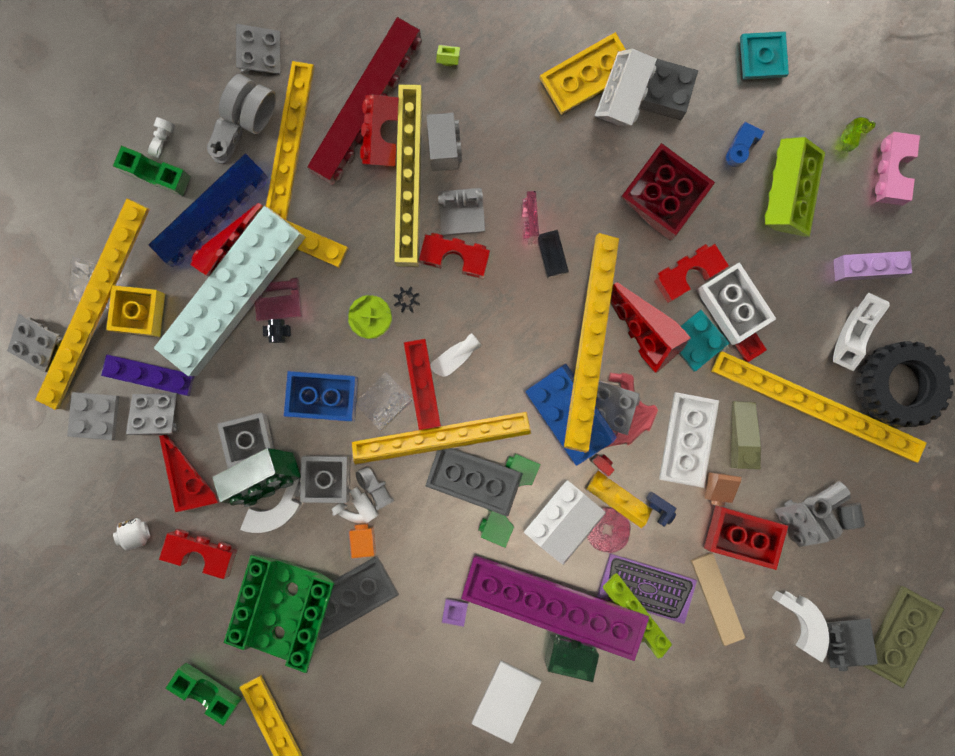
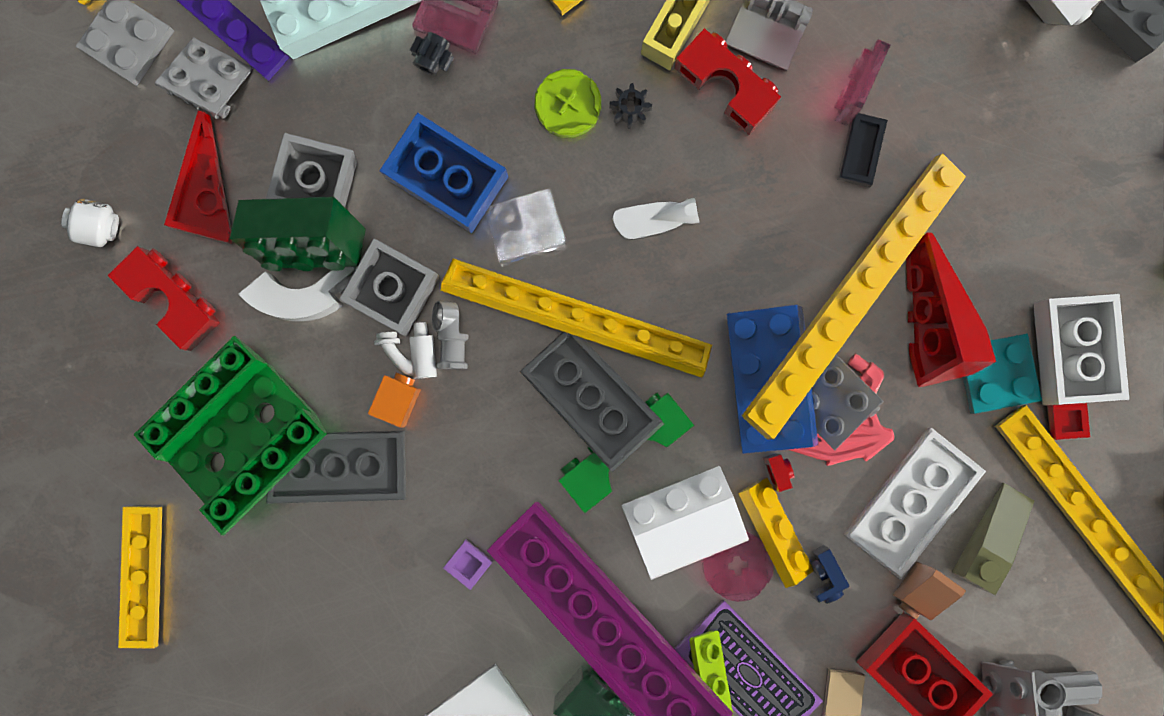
camera: 30 degrees right, 0 degrees up
(193, 684) = (84, 507): green arch -> none
(422, 384) = (590, 231): red plate -> none
(667, 191) = (1069, 145): dark red slope -> none
(707, 262) = (1069, 273): red arch -> none

